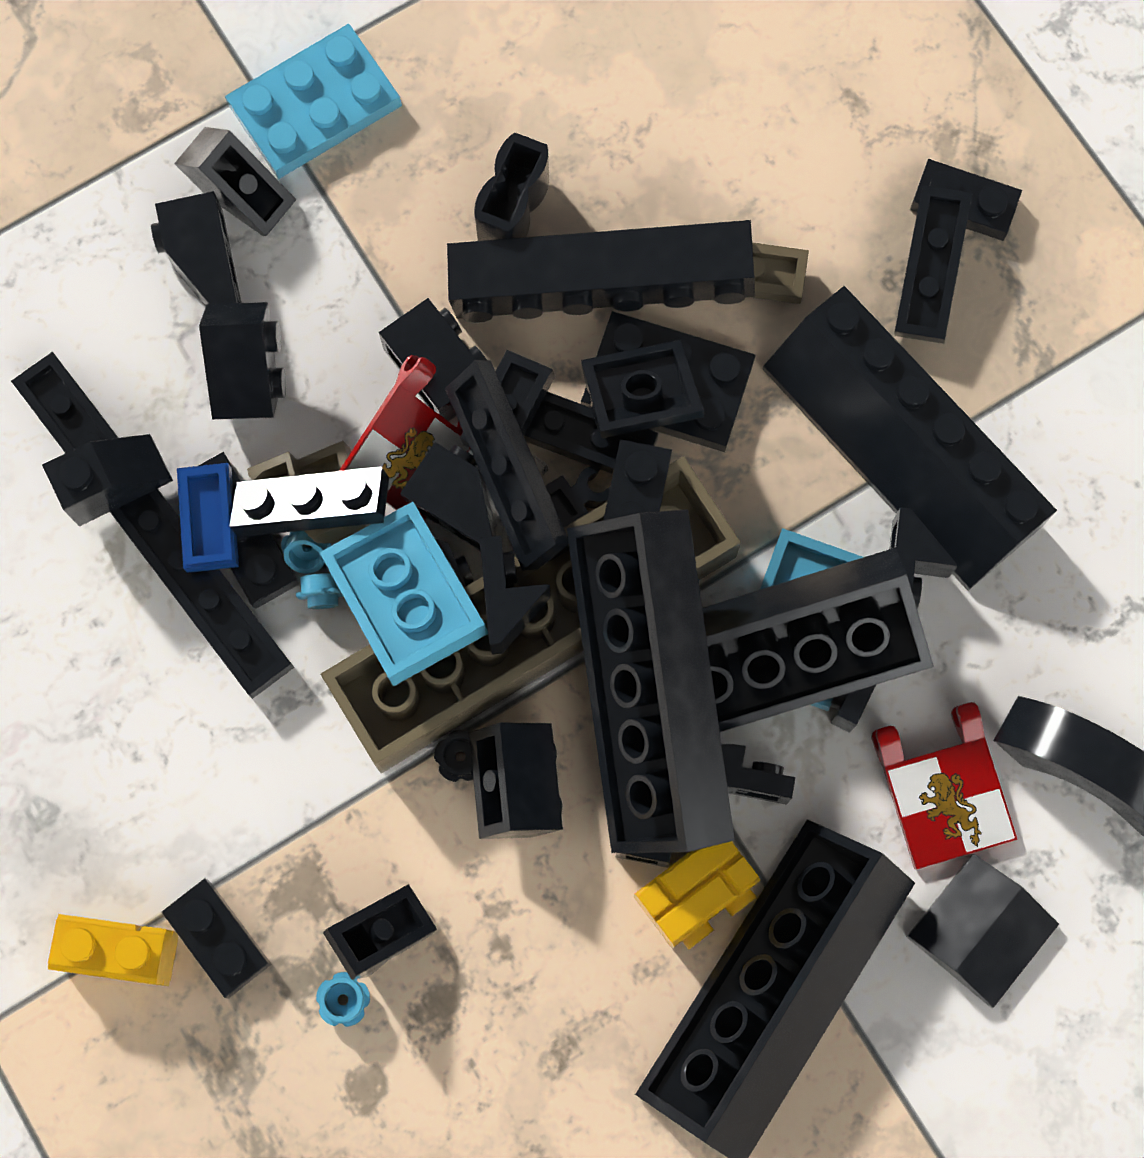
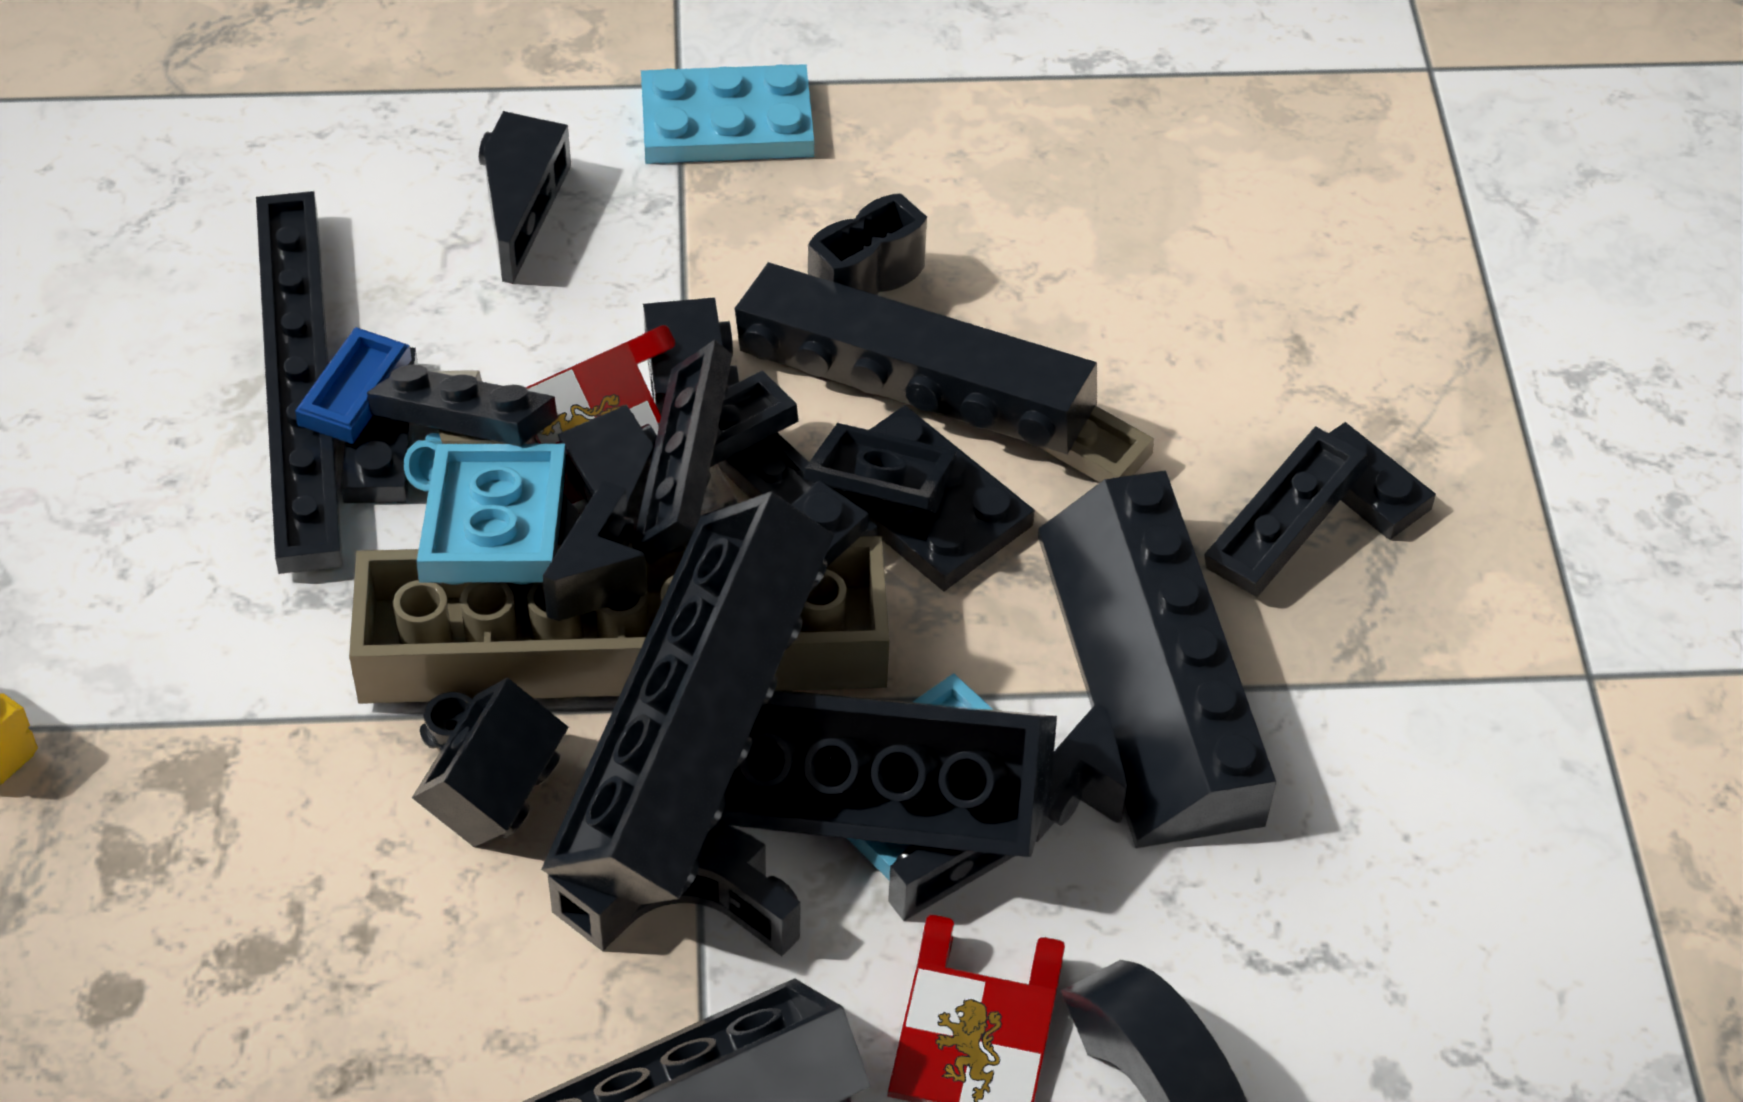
camera: 25 degrees right, 25 degrees down
(106, 475) = (279, 298): black slope -> none
(216, 938) = (71, 770): black plate -> none
(240, 181) = (601, 136): black slope -> none
(240, 360) = (486, 266): black brick -> none
(319, 591) = (411, 505): medium azure plate -> none
(328, 996) = (149, 875): medium azure plate -> none
(379, 932) = (233, 830): black slope -> none
(697, 890) = (616, 974): yellow brick -> none

